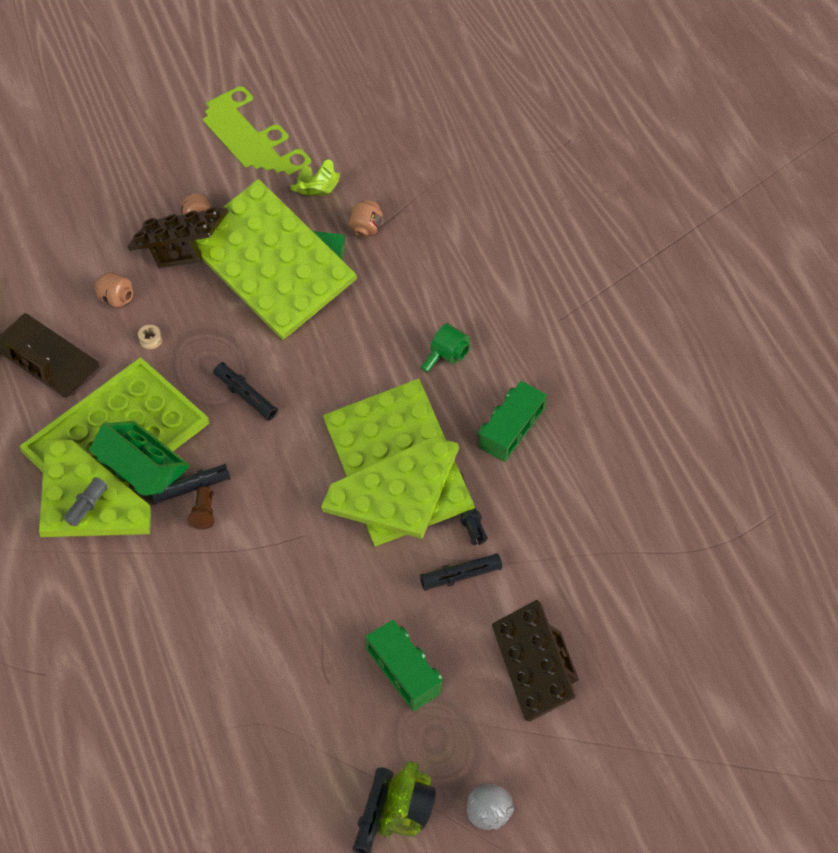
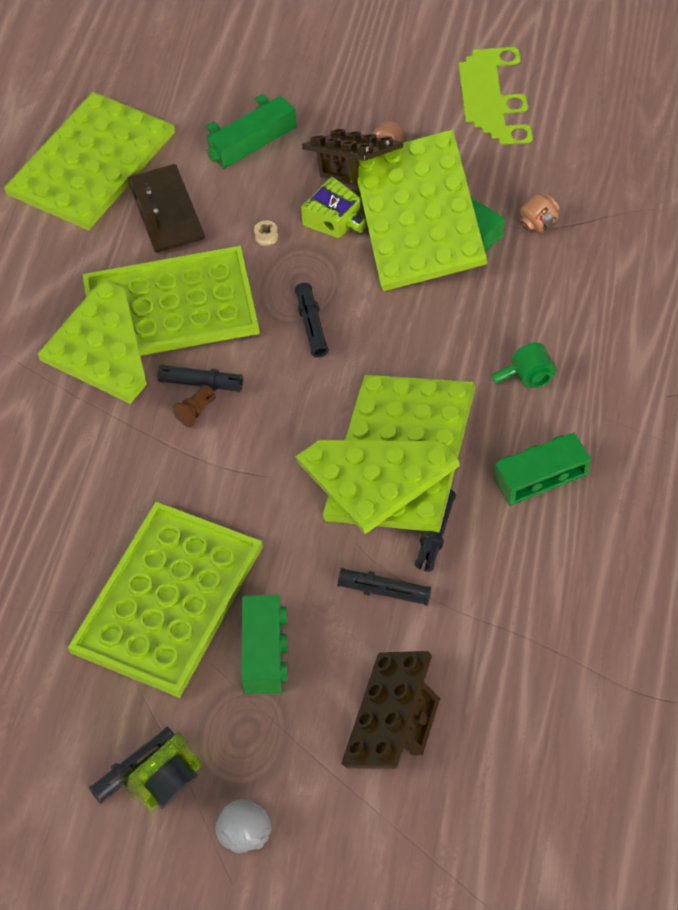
camera: 40 degrees right, 0 degrees up
(72, 255) = (251, 131): none -> green brick
(85, 501) = (87, 345): dark grey axle -> none
(114, 289) = (262, 174): nougat head -> none
(137, 457) = (166, 329): green slope -> none
(197, 291) = (333, 210): none -> lime torso
(299, 672) = (166, 599): none -> lime plate
(320, 184) = (518, 158): lime helmet -> none

